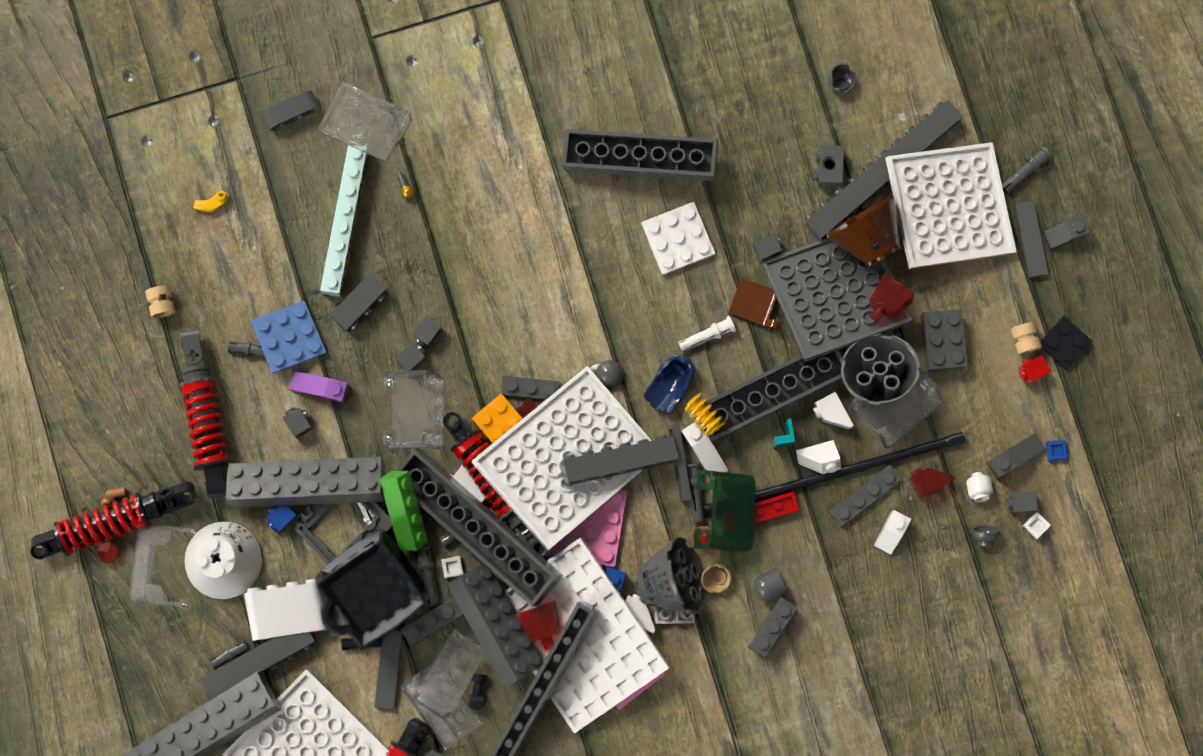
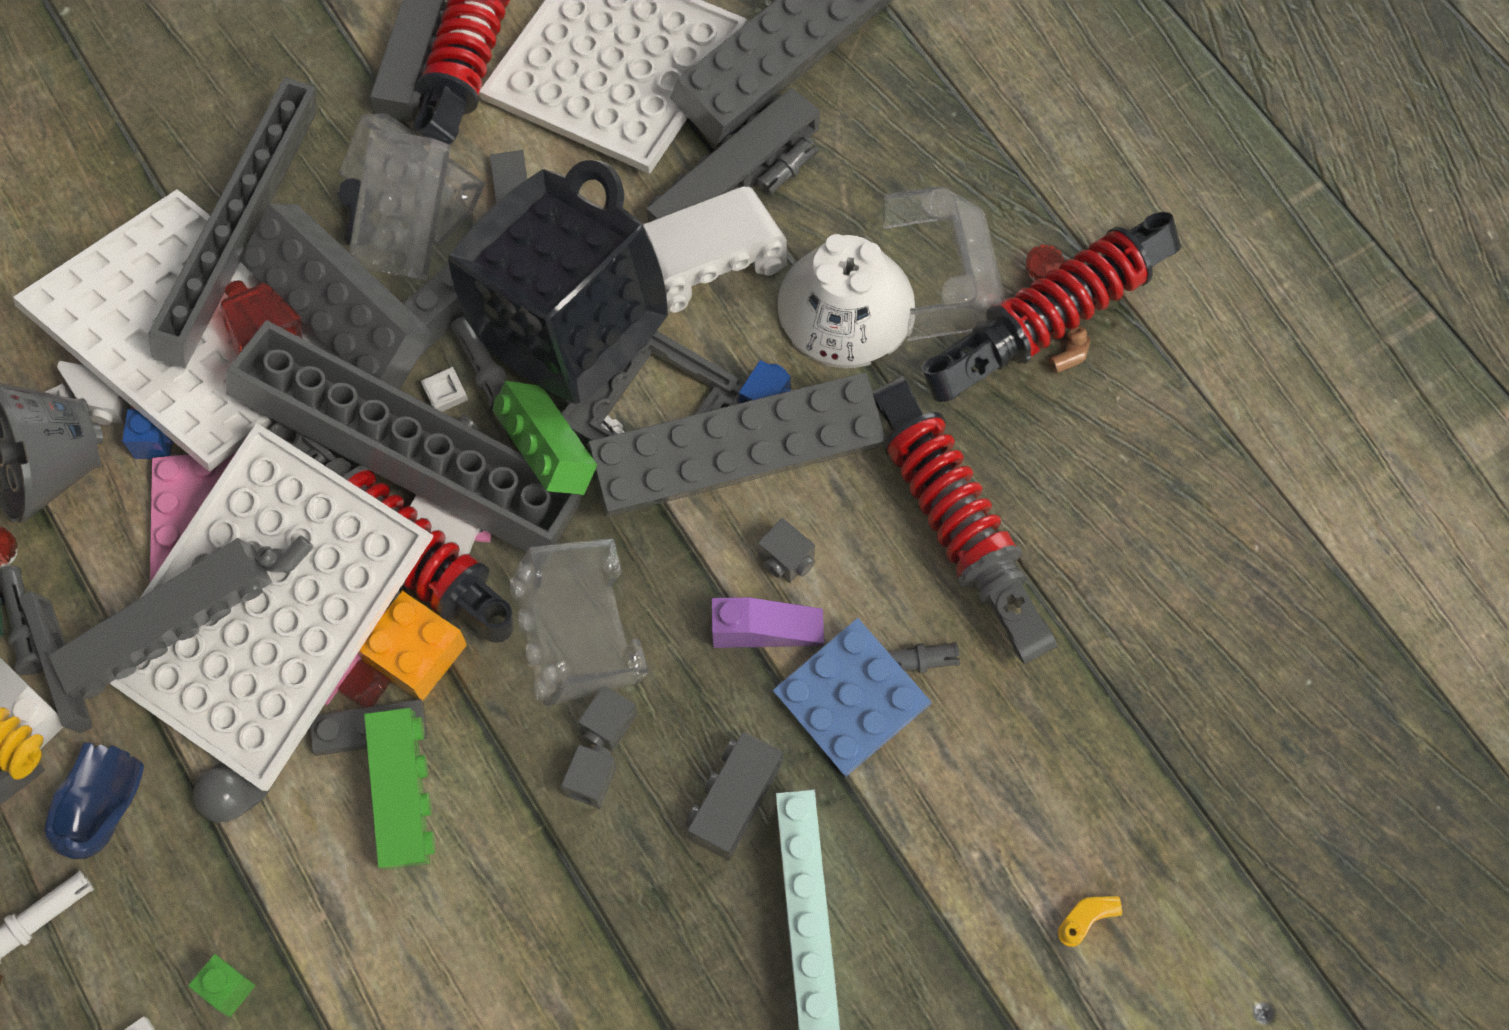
camera: 165 degrees right, 15 degrees down
(163, 307) = (1107, 684): tan wheel -> none
(520, 347) = (398, 789): none -> bright green brick
(548, 470) = (284, 559): none -> dark grey arm
(622, 276) = (221, 985): none -> bright green brick

